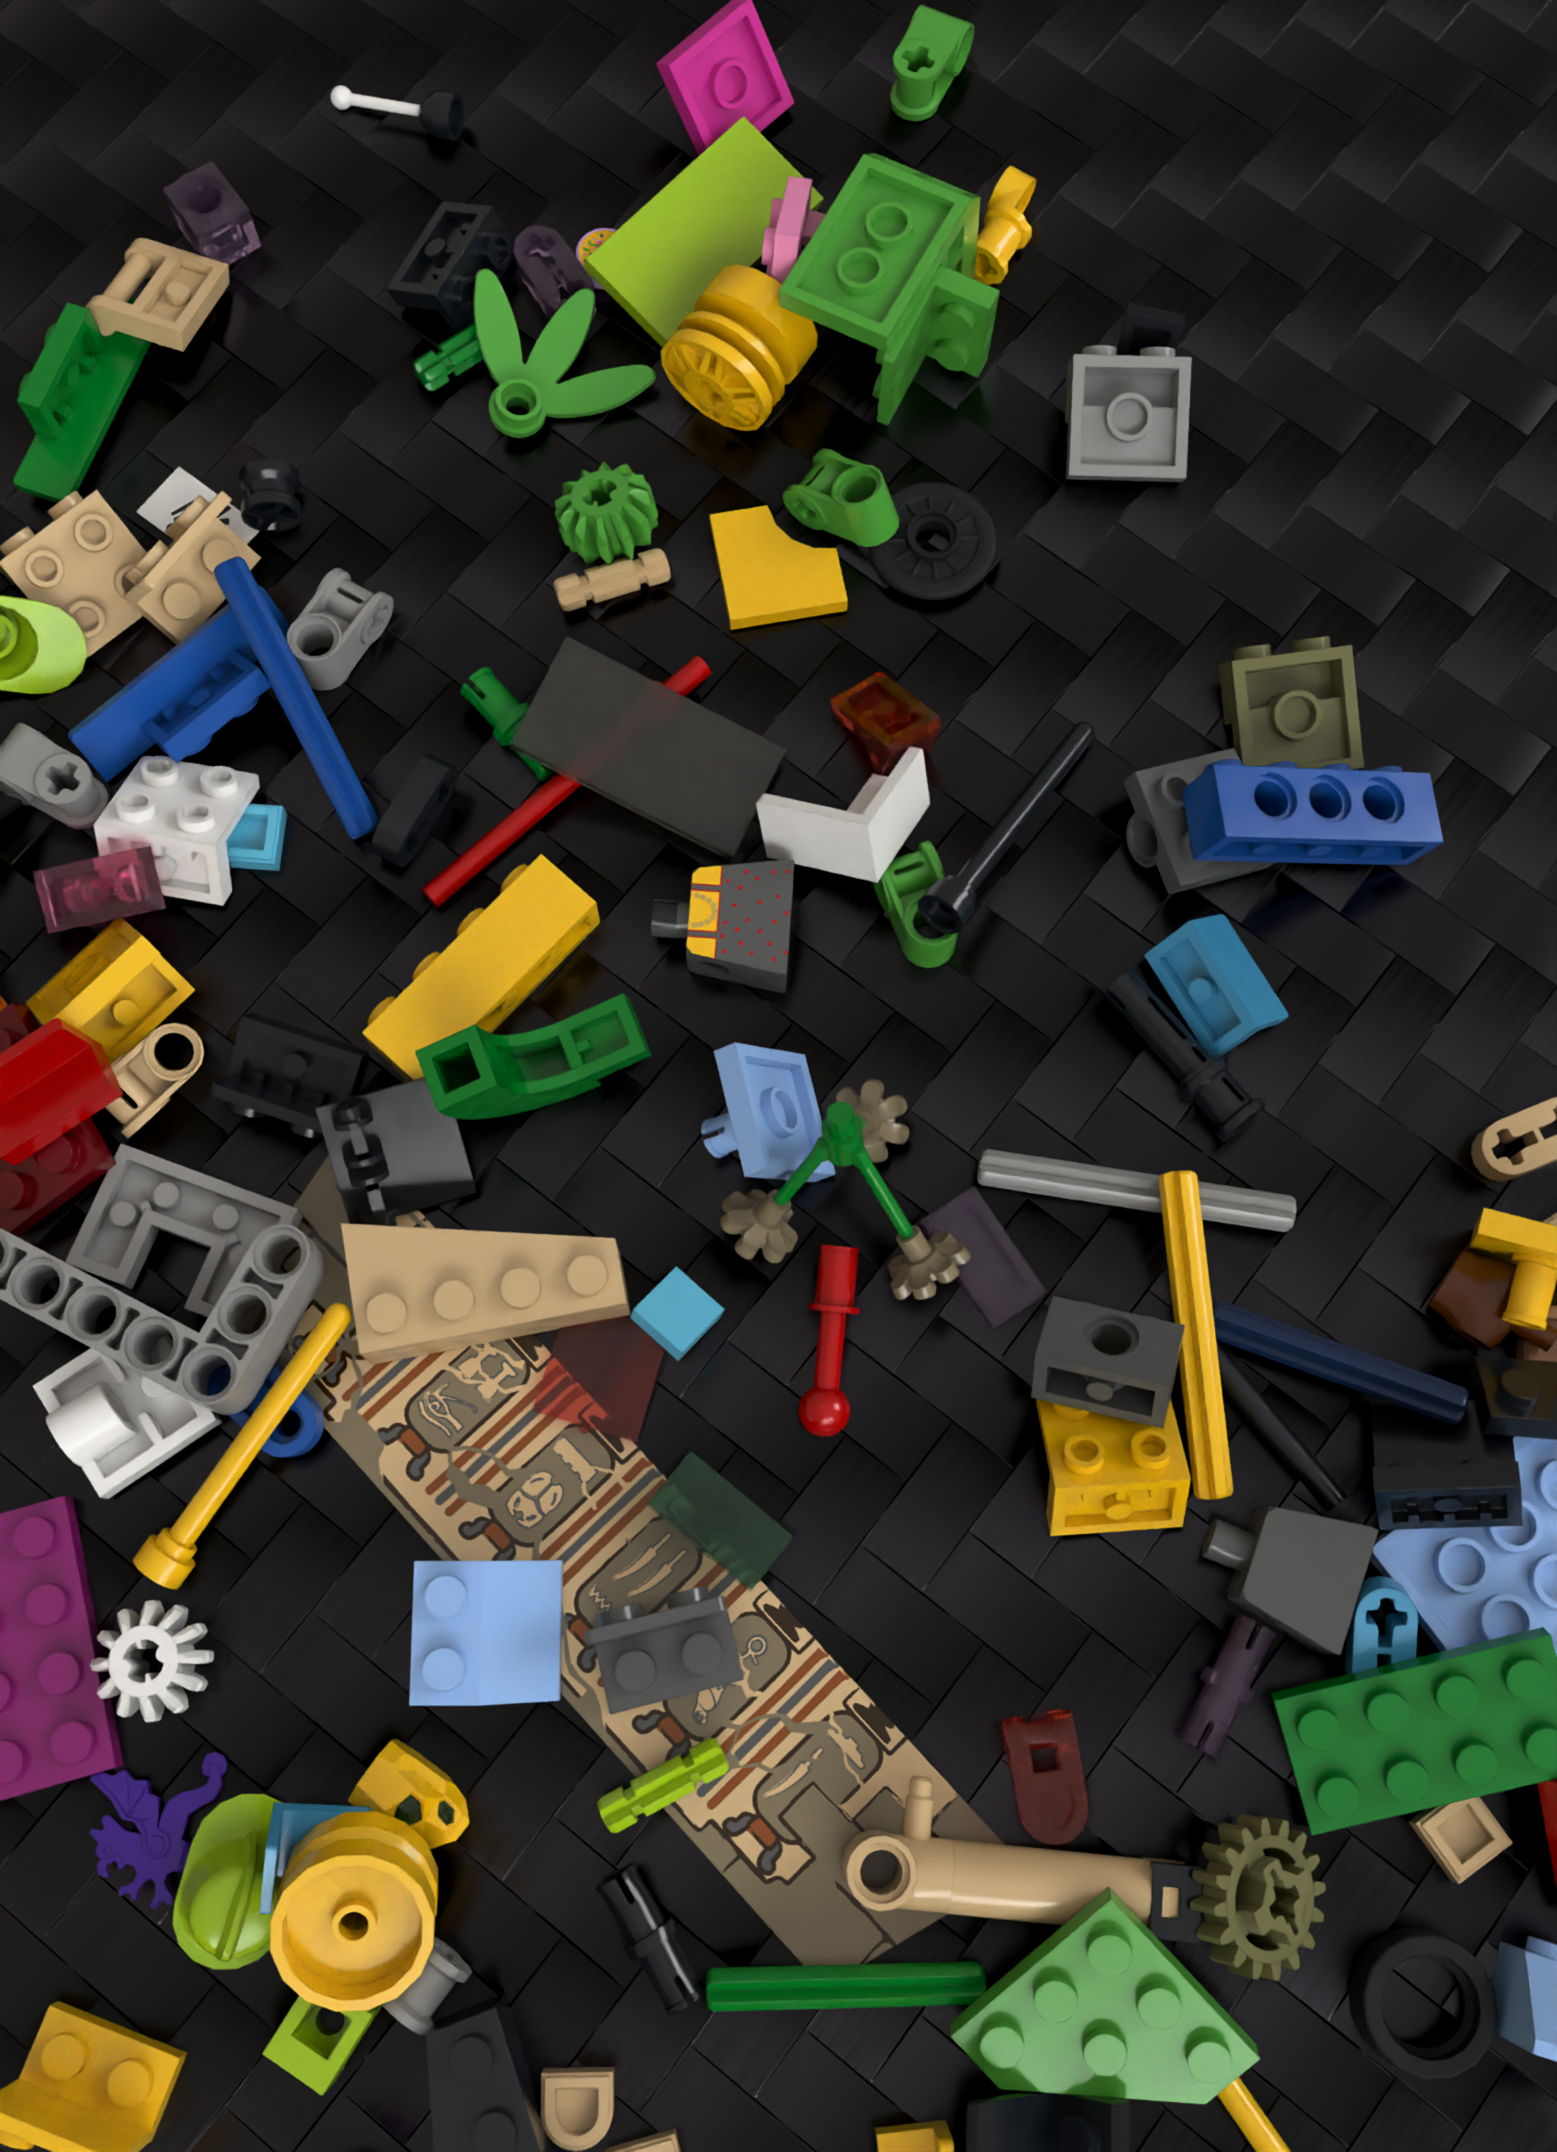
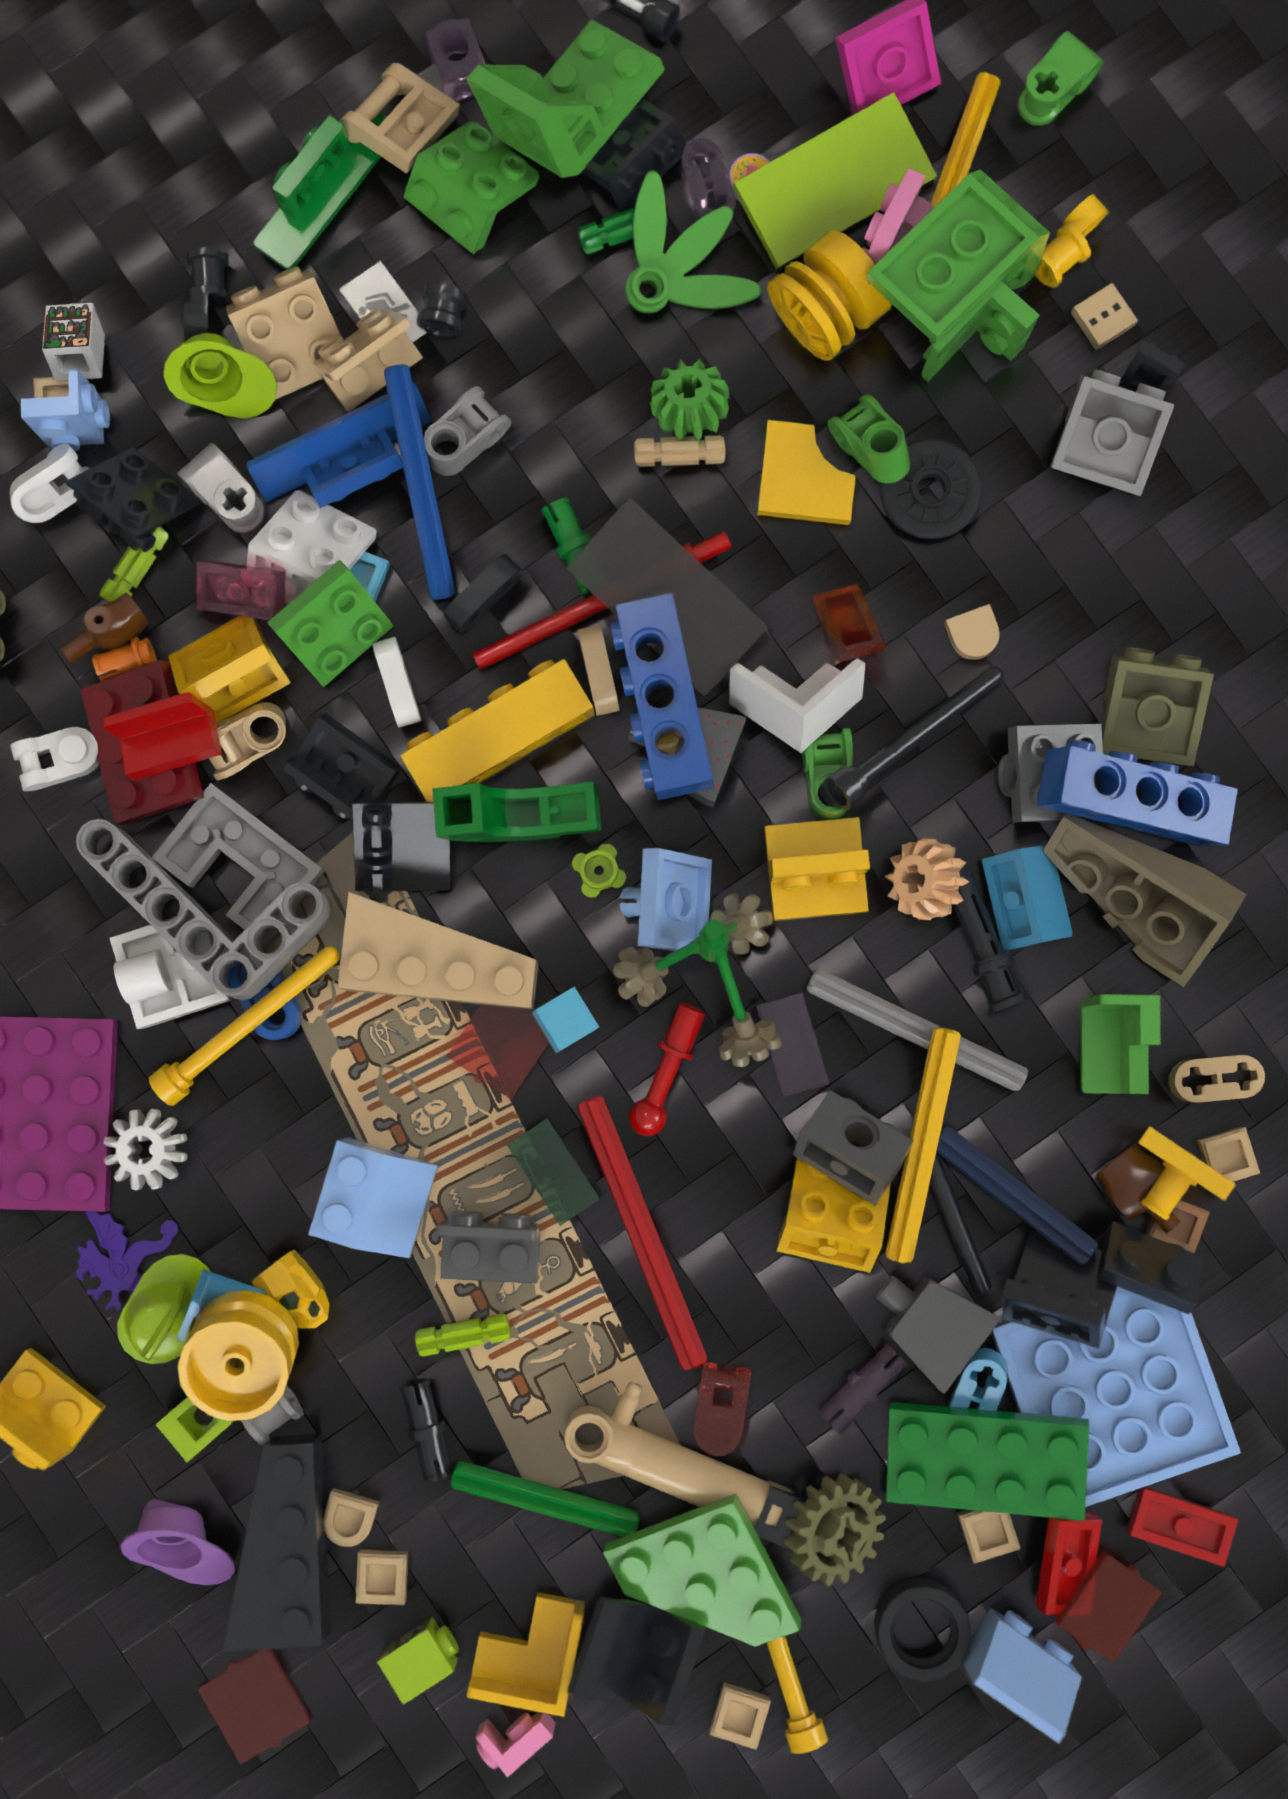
camera: 20 degrees right, 10 degrees up
(226, 896) = (331, 623): none -> bright green plate
(257, 349) = (466, 183): none -> bright green bracket
(334, 948) = (396, 682): none -> white beam
(367, 230) = (576, 104): none -> bright green bracket
(589, 861) = (598, 670): none -> tan beam
(646, 772) = (657, 622): none -> blue brick
(664, 1091) = (595, 883): none -> lime plate
(844, 133) = (967, 135): none -> yellow axle
(867, 1569) = (642, 1233): none -> red axle
(942, 1027) = (816, 869): none -> yellow bracket
(1040, 690) = (973, 633): none -> tan tile
(1070, 298) = (1104, 316): none -> tan tile
(1099, 973) = (926, 879): none -> light nougat gear
(1377, 938) = (1155, 898): none -> dark tan wedge
(1392, 1124) = (1116, 1042): none -> bright green panel

